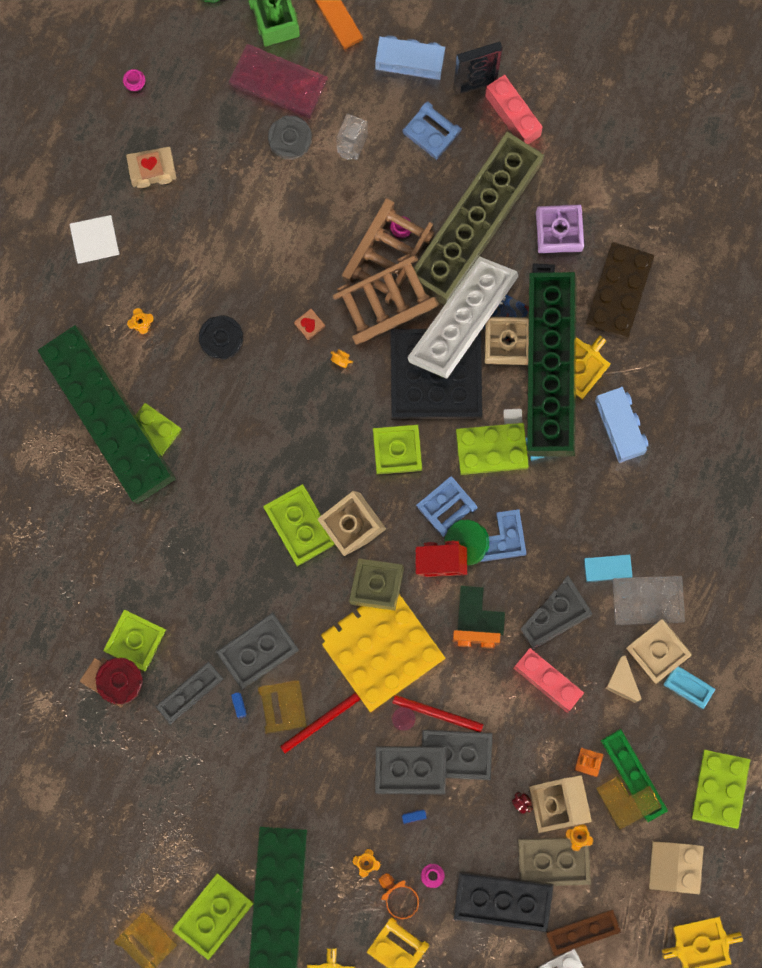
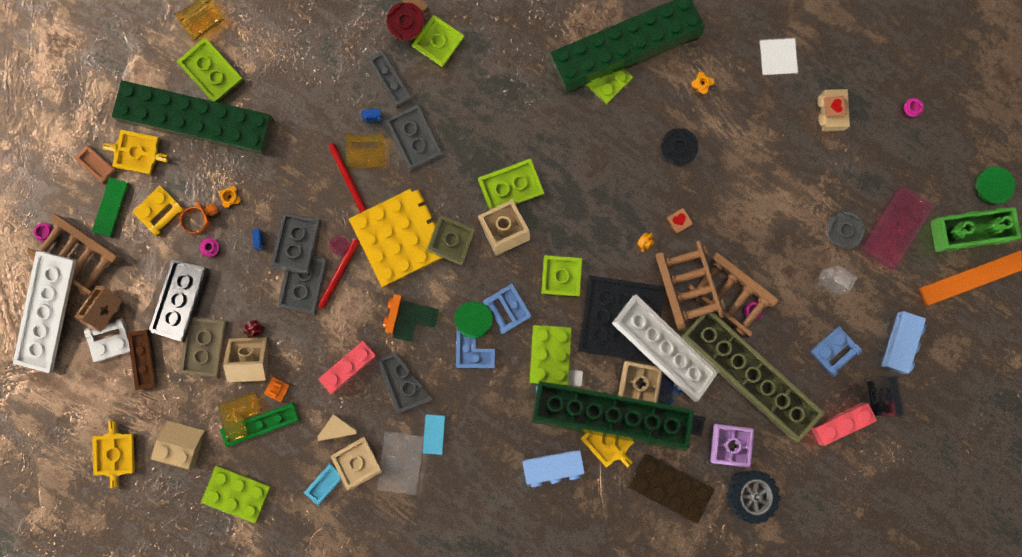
camera: 95 degrees right, 5 degrees up
(441, 560) = (461, 295): red brick -> none
(582, 831) = (211, 368): light orange plate -> none
(610, 182) = (736, 496): none -> black wheel

